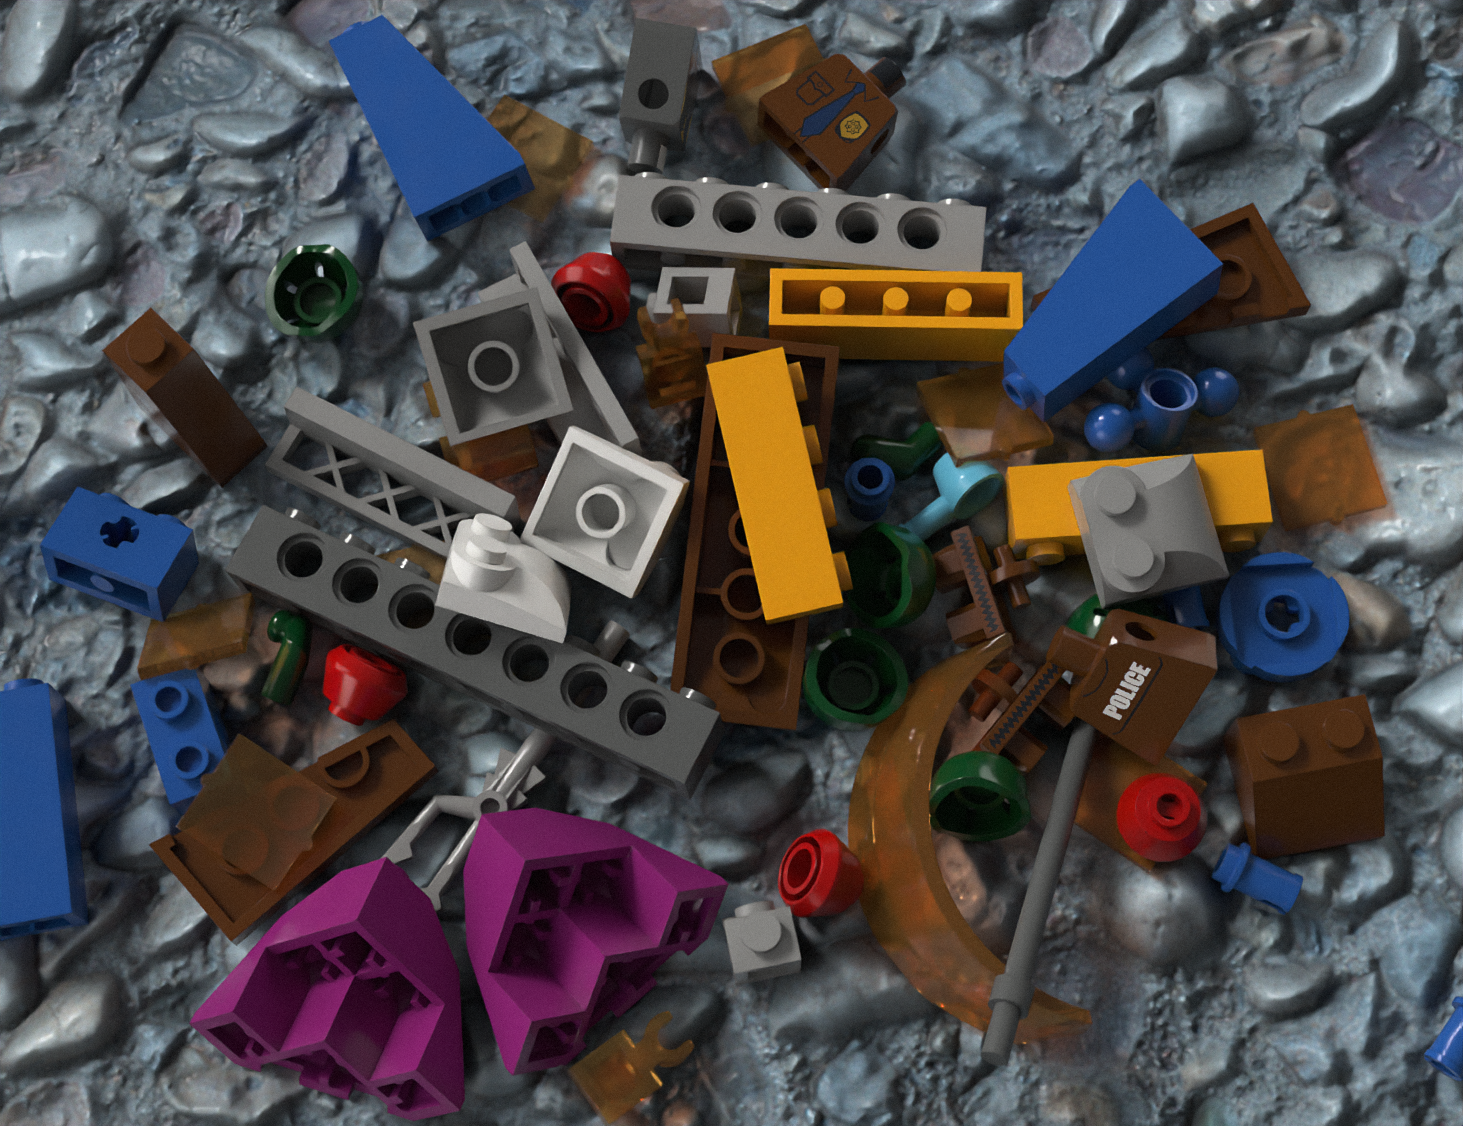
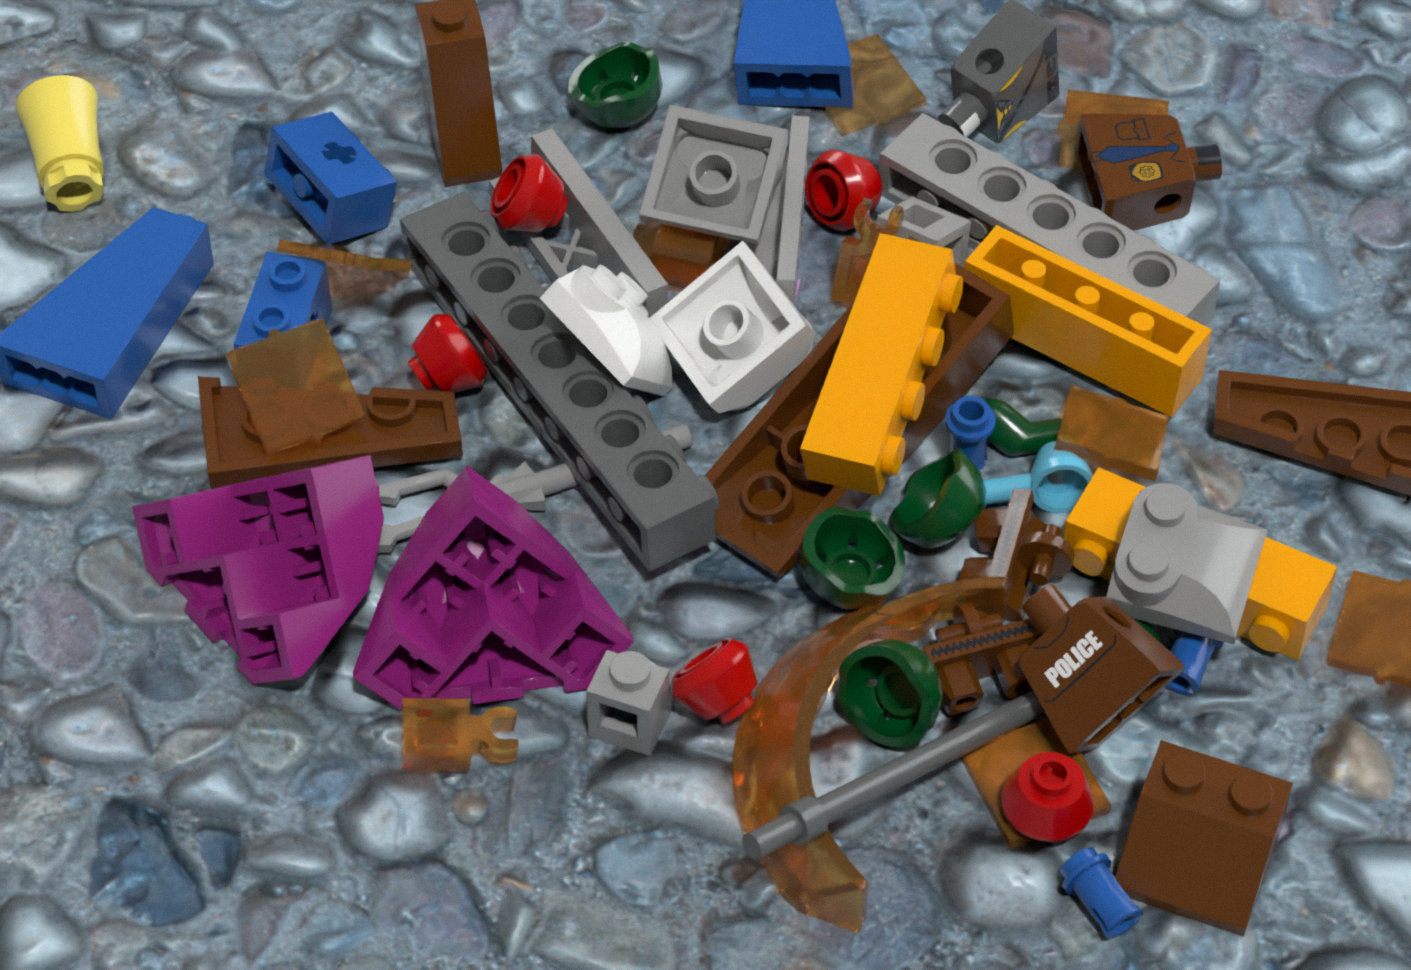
camera: 30 degrees right, 20 degrees down
(293, 656) = (415, 310): dark green arm -> none
(322, 473) = (528, 196): none -> red cone
(1110, 303) = (1272, 393): blue slope -> none
(1161, 405) = (1274, 497): blue piece -> none
(1305, 591) = (1268, 747): blue plate -> none

